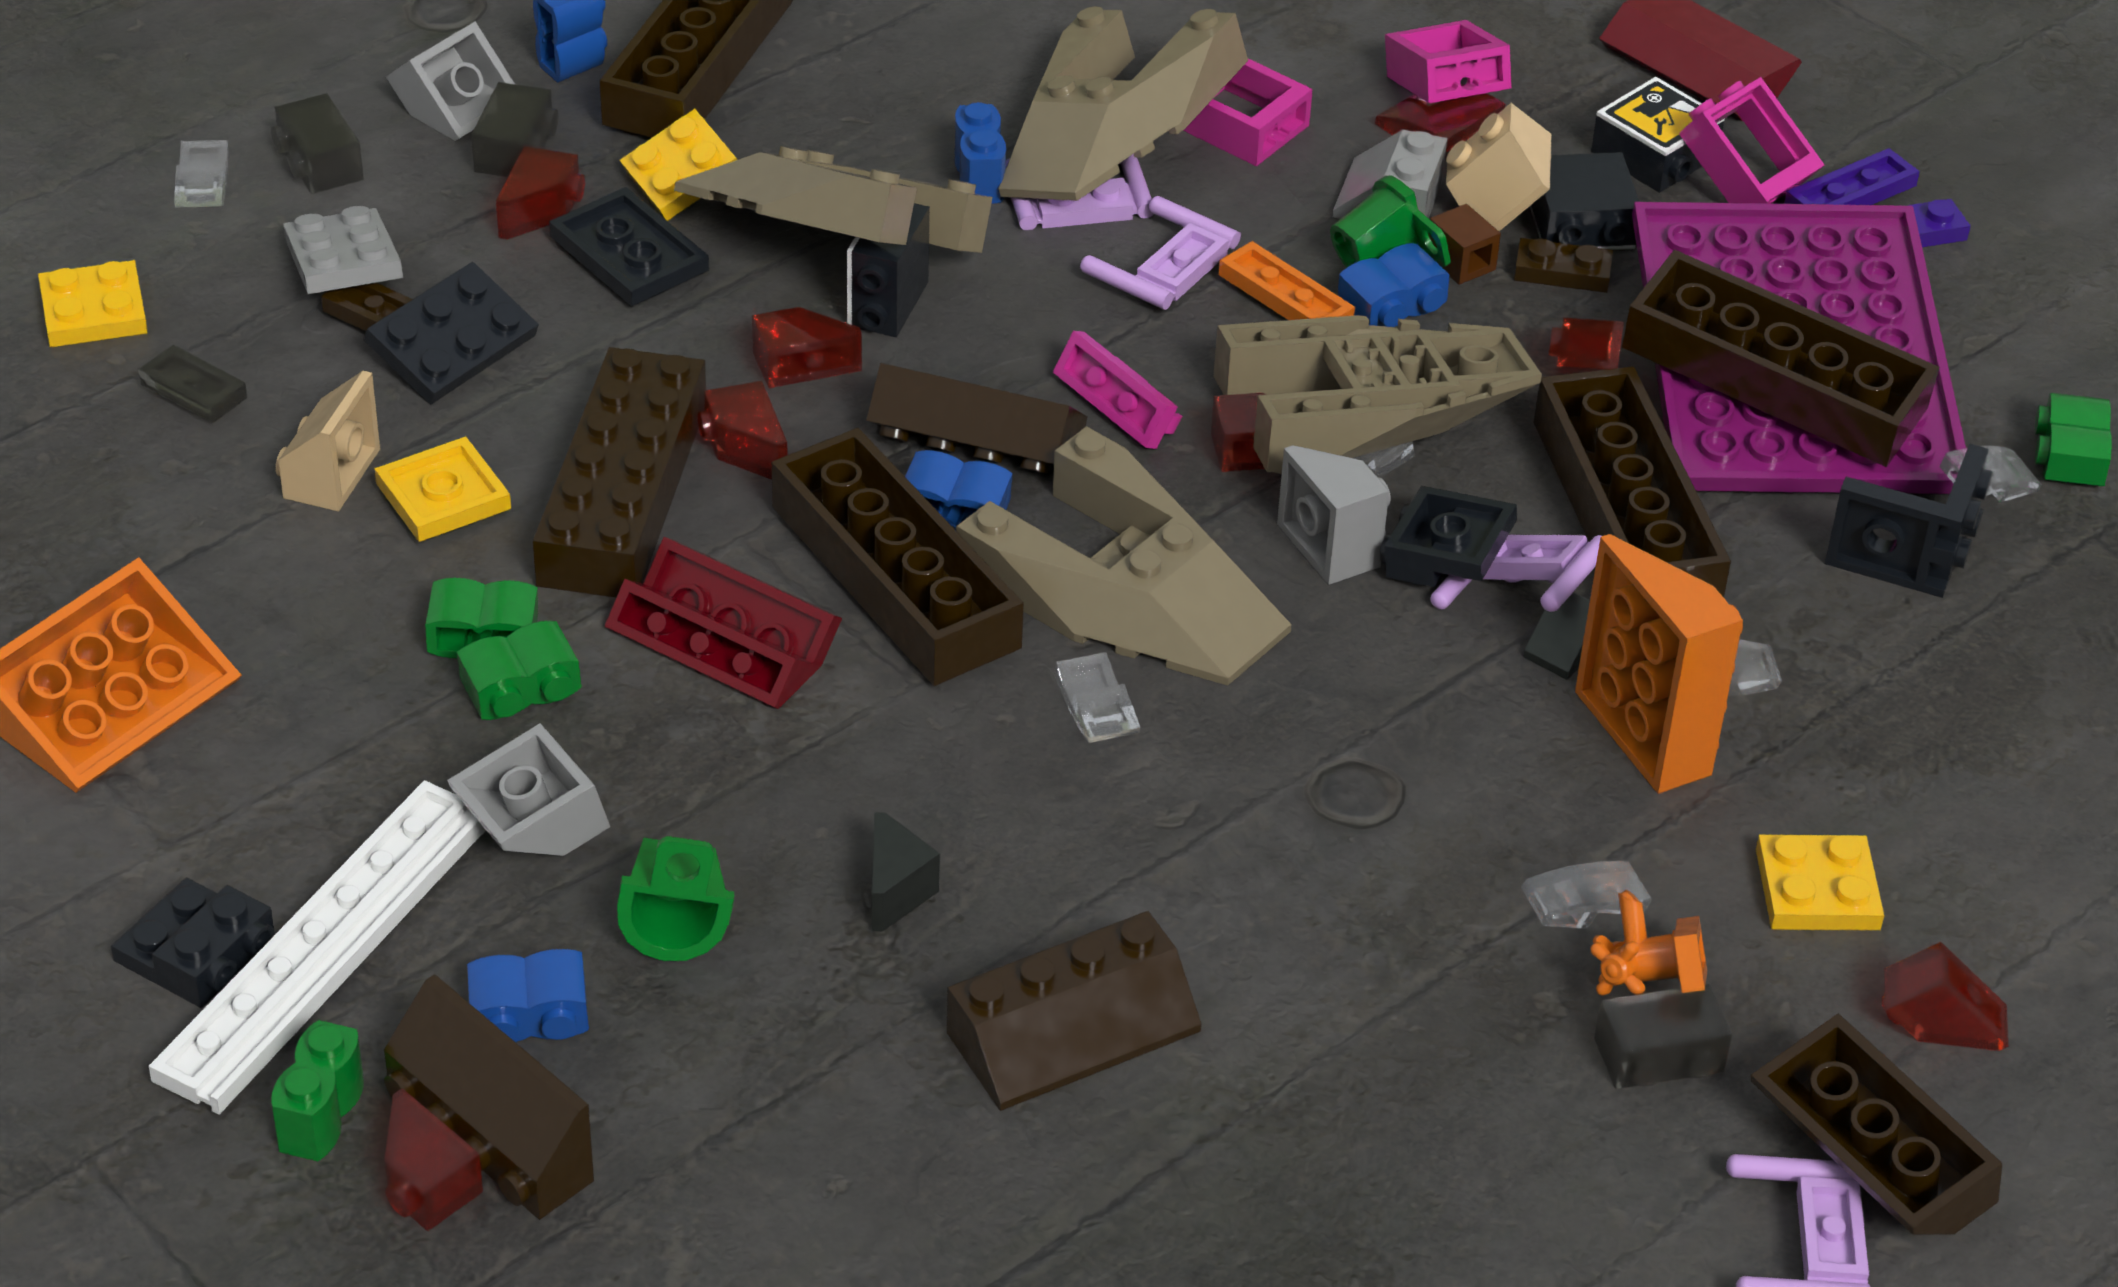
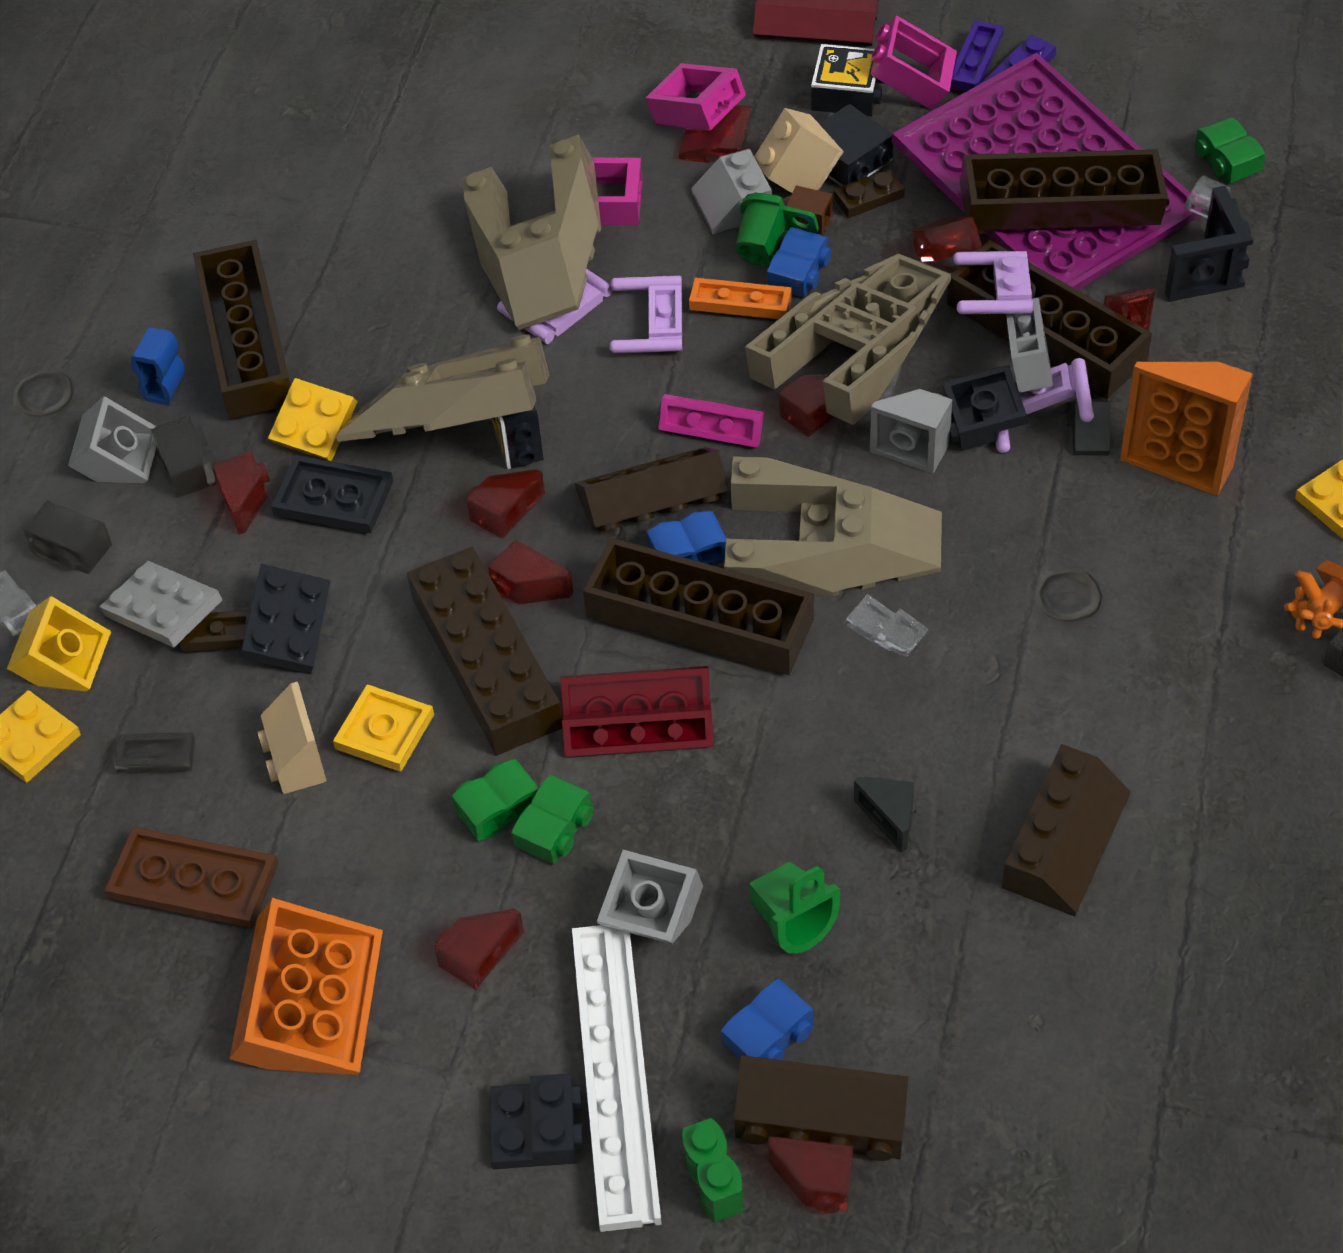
camera: 30 degrees left, 10 degrees up
(105, 510) = (192, 877): none -> reddish brown plate
(203, 237) = (59, 647): none -> yellow slope
(318, 740) = (477, 944): none -> clear red slope
(980, 148) = (485, 309): blue brick -> none
(1549, 492) = (1029, 350): none -> light grey slope
(1581, 891) = (1246, 581): clear slope -> none
(1591, 418) = (1010, 279): none -> lavender plate
(1744, 534) = (1133, 304): none -> clear red slope

